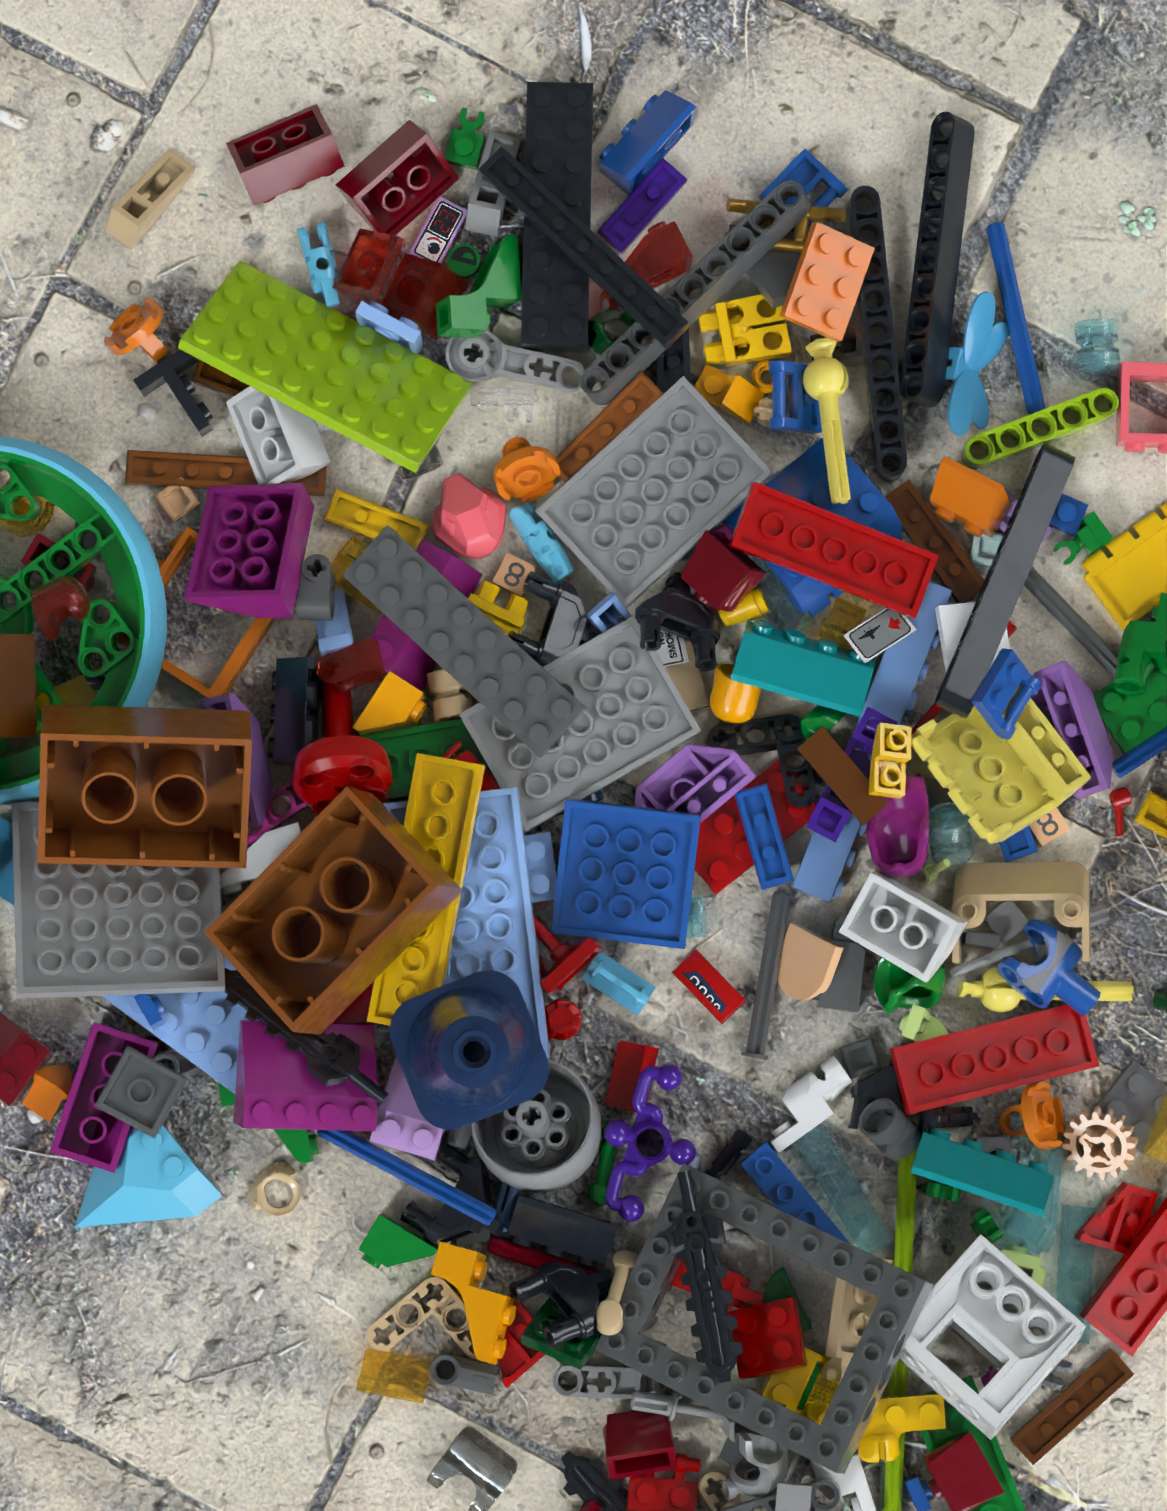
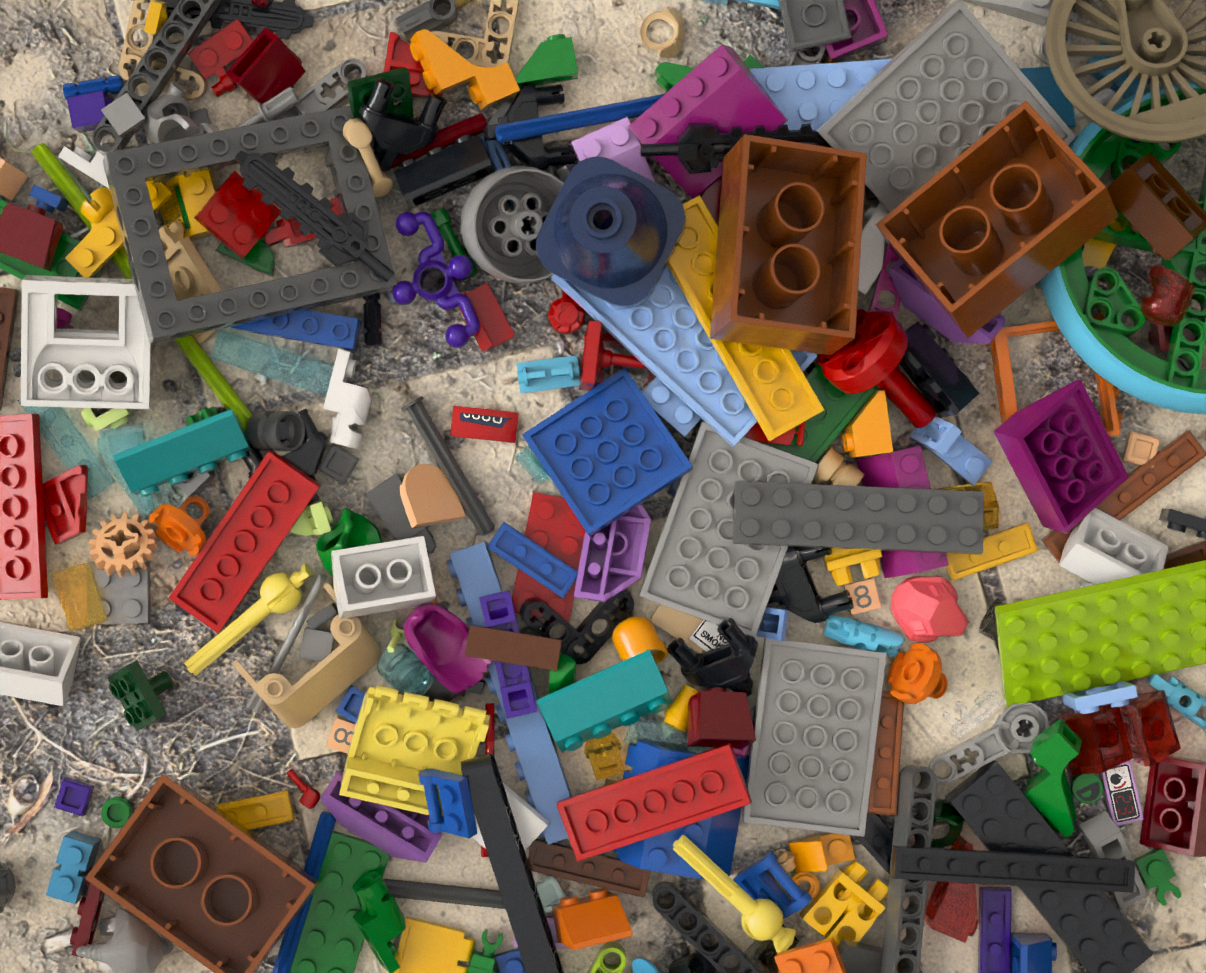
camera: 135 degrees right, 5 degrees up
(152, 1009) = (855, 74): blue plate -> none
(316, 592) = (991, 466): dark grey piece -> none
(352, 665) = (921, 434): clear red piece -> none
(879, 633) = (572, 770): light grey sticker -> none
(889, 760) = (490, 686): yellow slope -> none
(950, 1117) = (240, 474): black axle -> none
(985, 1225) = (155, 419): green plate -> none
(1052, 971) = (254, 634): blue connector -> none

